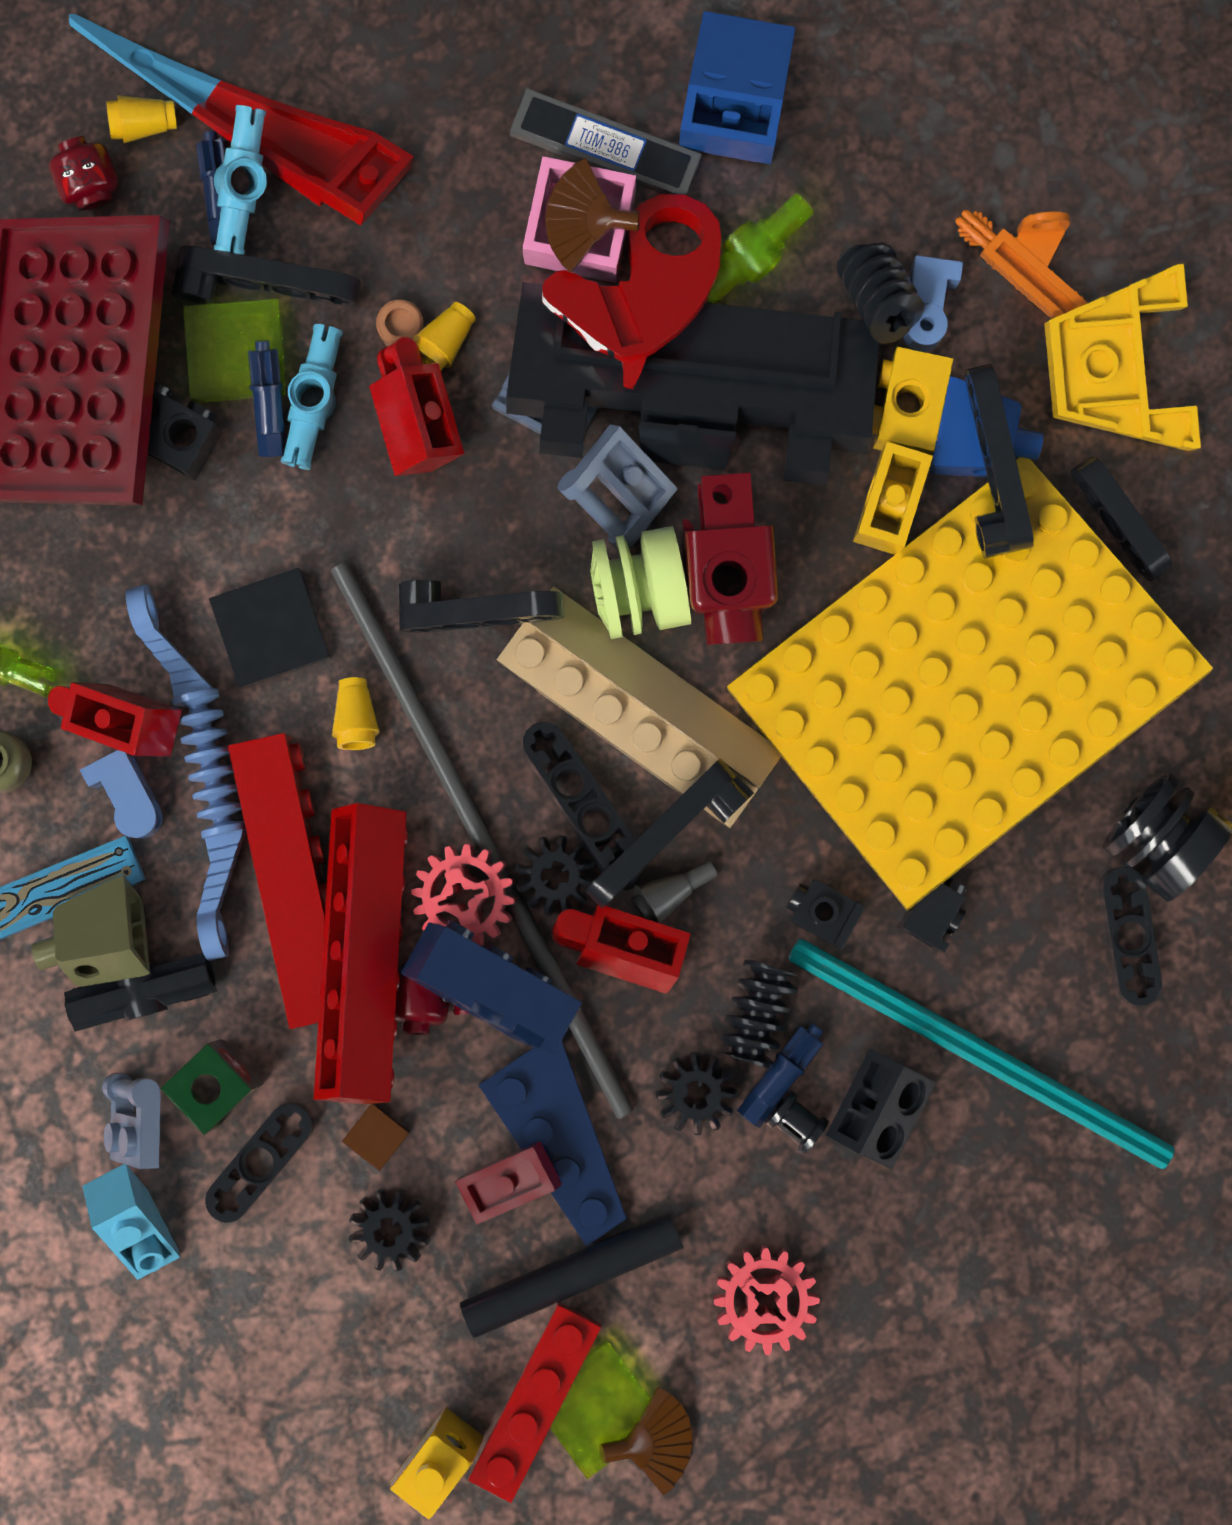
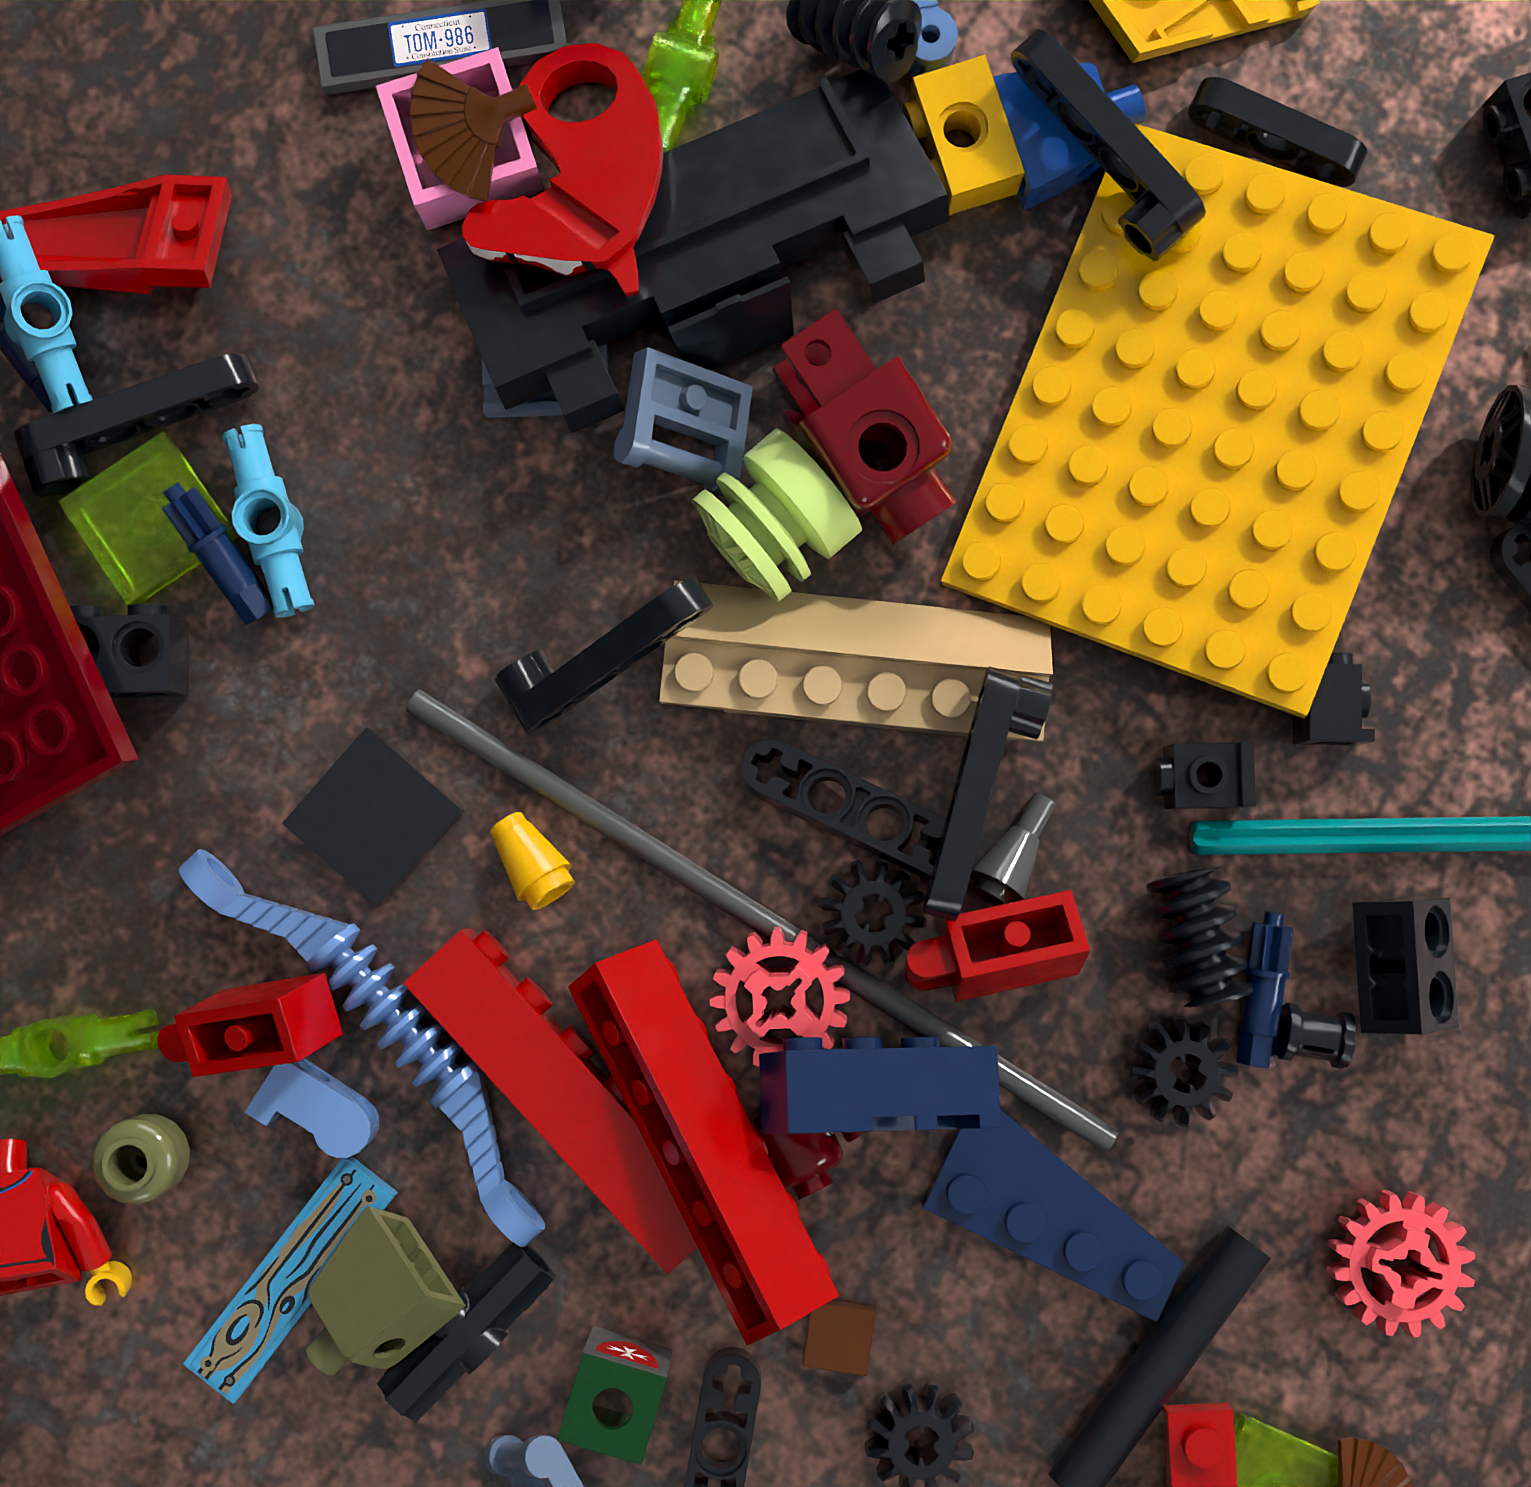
camera: 30 degrees left, 0 degrees up
(398, 320) = (323, 380): nougat tile -> none
(414, 411) = (396, 468): red brick -> none
(444, 336) = (381, 368): yellow cone -> none
(508, 1182) = (1026, 1302): dark red plate -> none
(892, 498) = (1008, 254): yellow brick -> none

